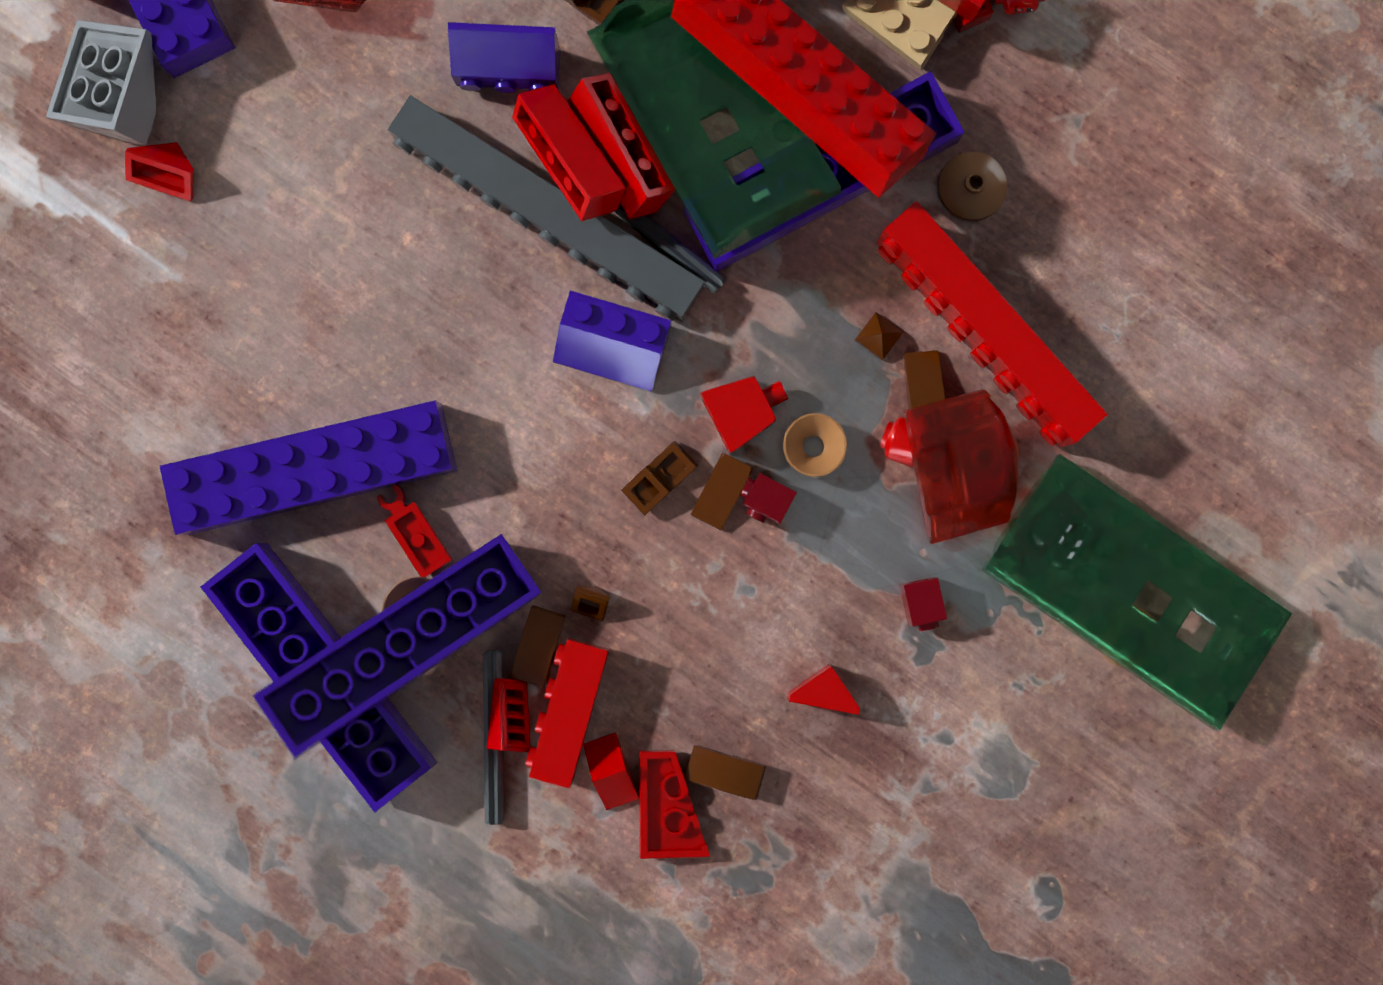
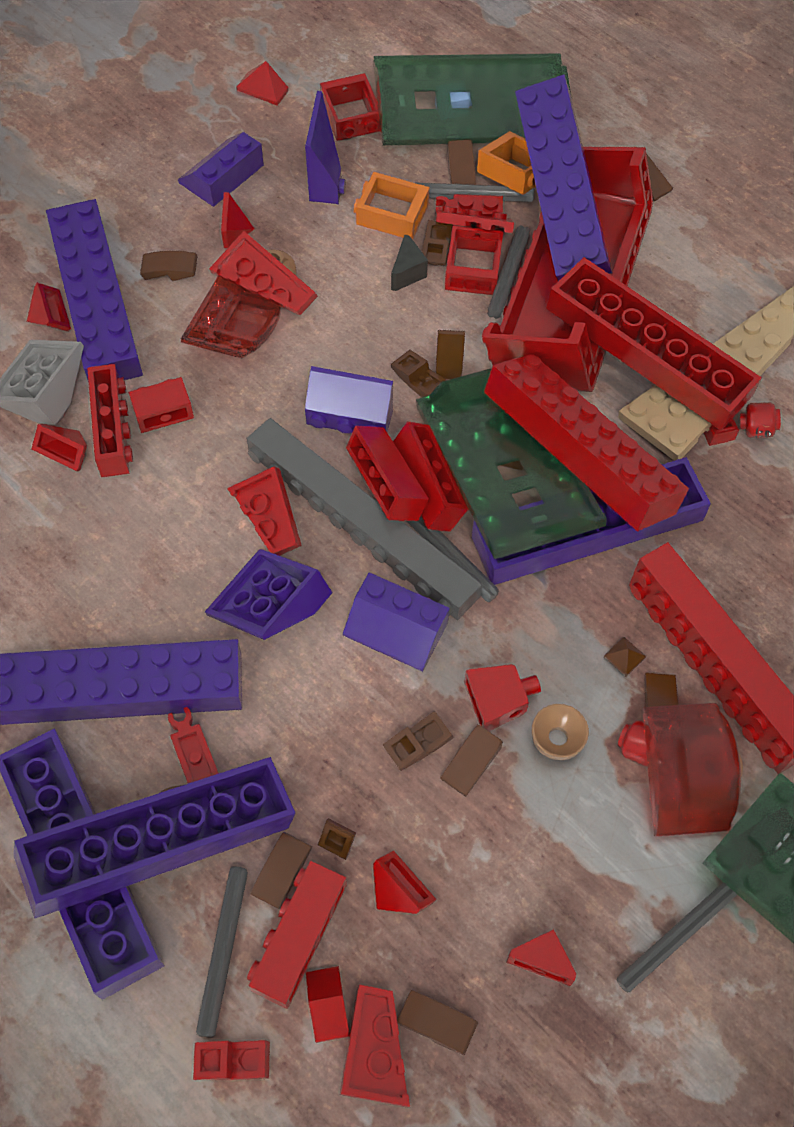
camera: 10 degrees right, 25 degrees down
(210, 129) = (108, 420): none -> red brick
(269, 95) = (161, 404): none -> red brick
(434, 216) = (268, 508): none -> red wing
(458, 334) = (270, 595): none -> dark purple slope
(498, 727) = (227, 944): red slope -> none
(526, 841) = (231, 1060): none -> red slope
(665, 642) = (398, 886): none -> red slope
(766, 499) = (511, 771): dark red brick -> none
(923, 603) = (645, 888): dark red brick -> none
(958, 647) = (675, 937): none -> dark grey axle
(963, 199) = (711, 564): medium nougat dish -> none

